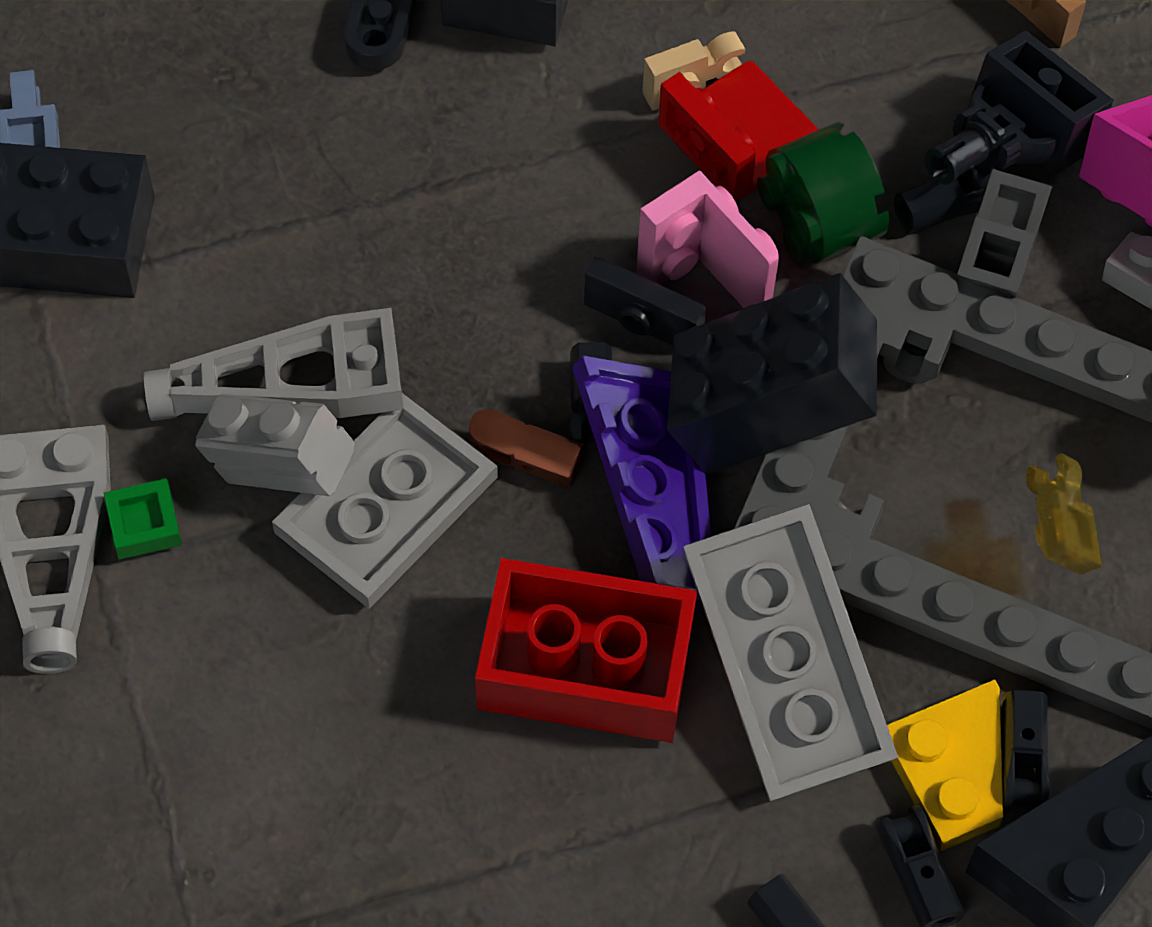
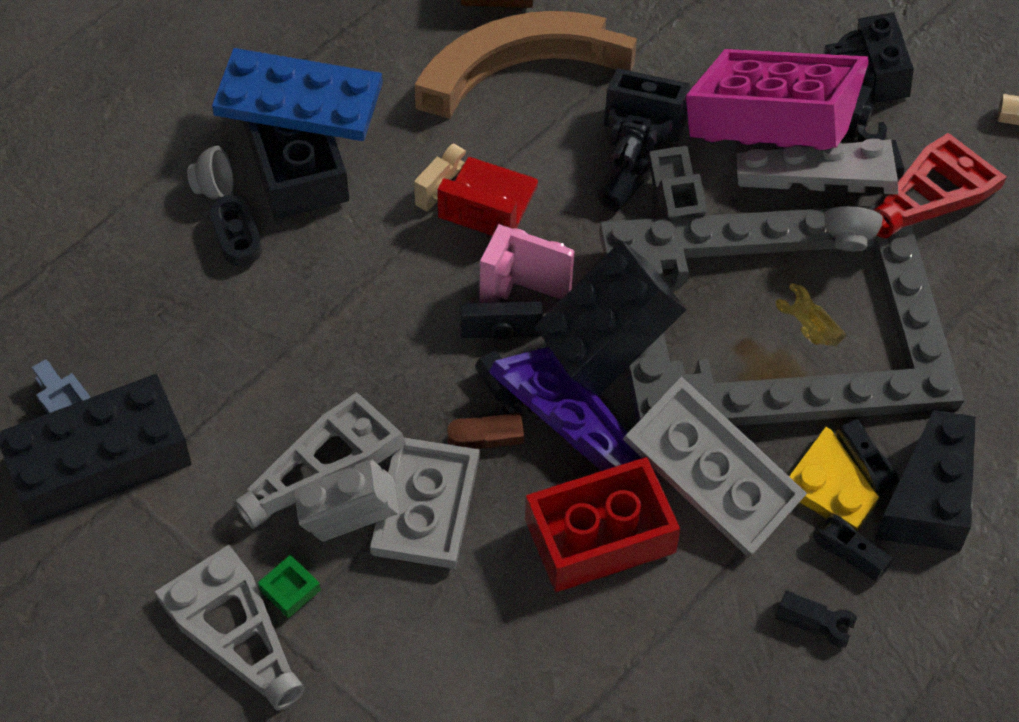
camera: 30 degrees left, 5 degrees down
(823, 193) = (565, 207): dark green brick -> none

